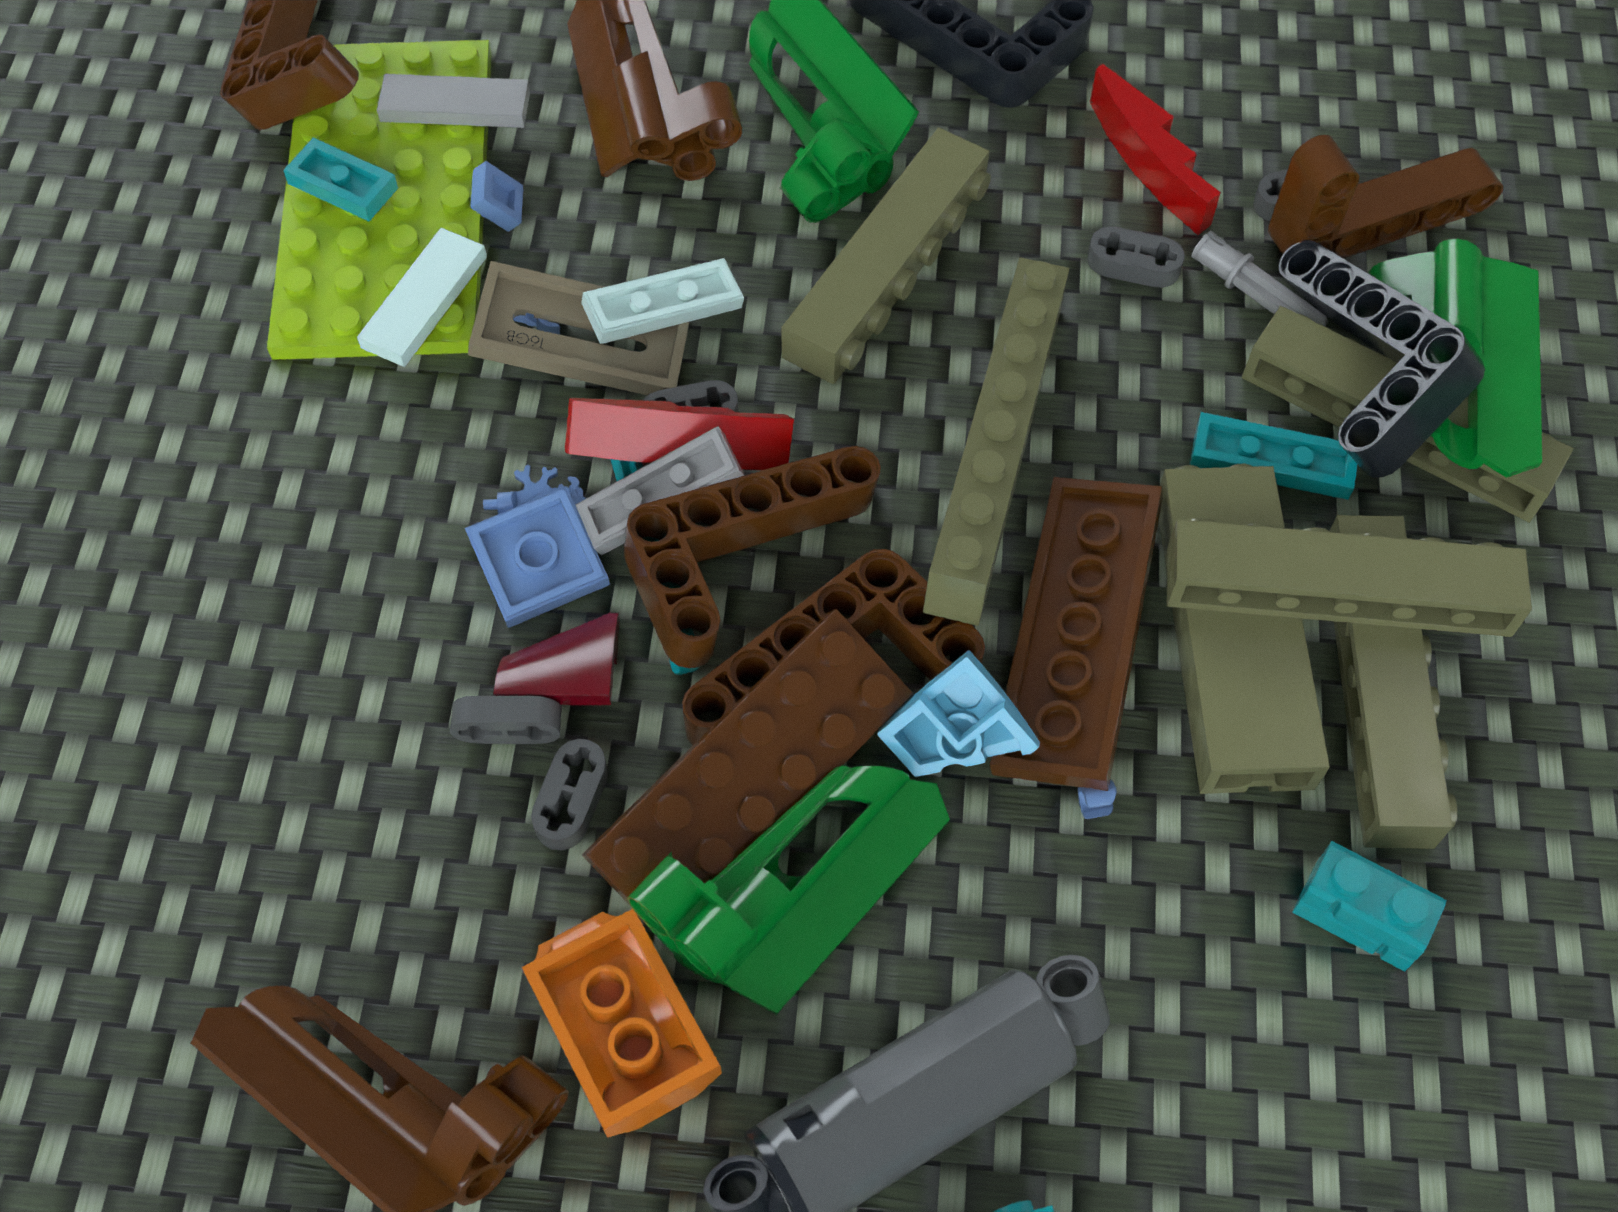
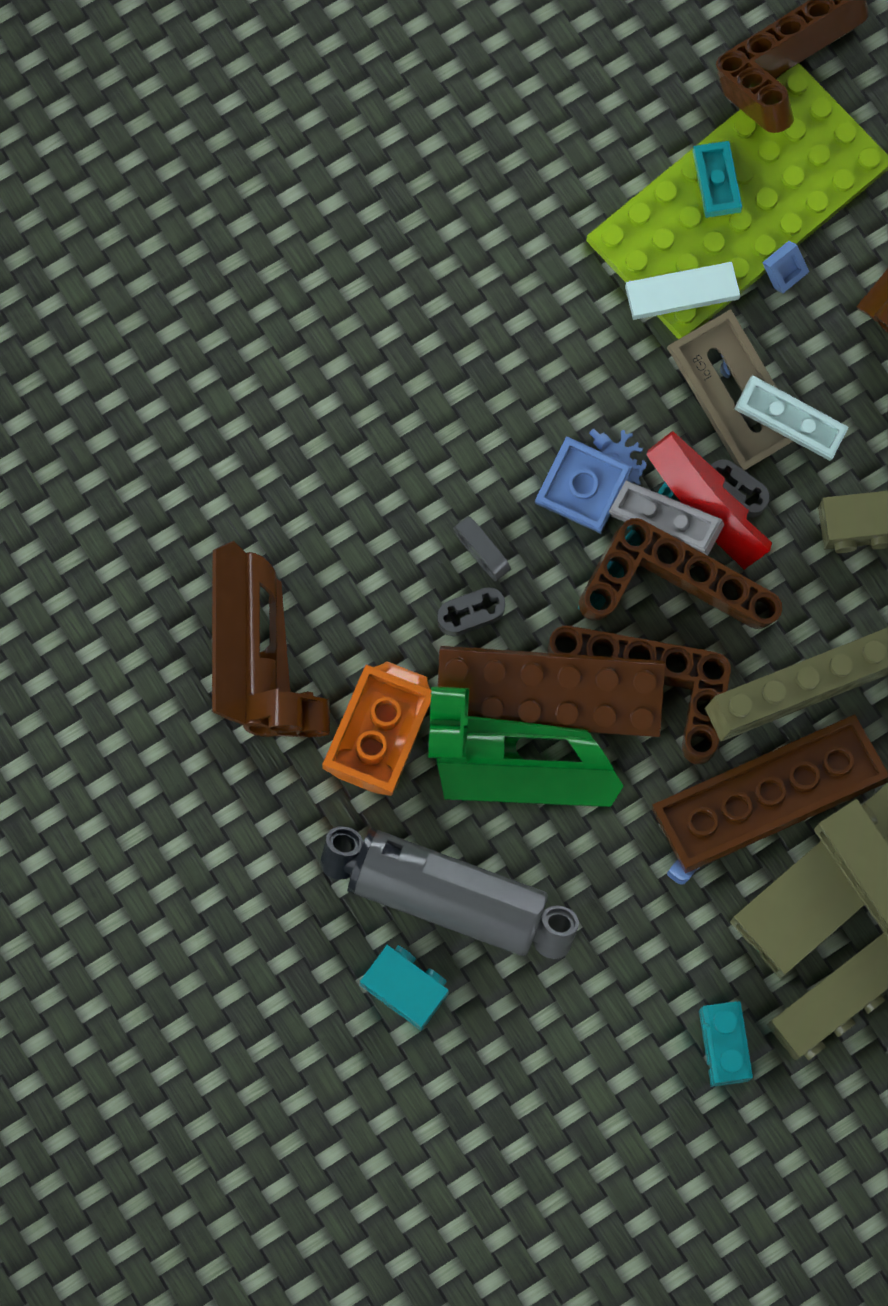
camera: 50 degrees right, 15 degrees up
(453, 100) = (826, 187): light grey tile -> none
(566, 667) = (534, 551): dark red slope -> none
(957, 721) = (661, 770): medium azure slope -> none

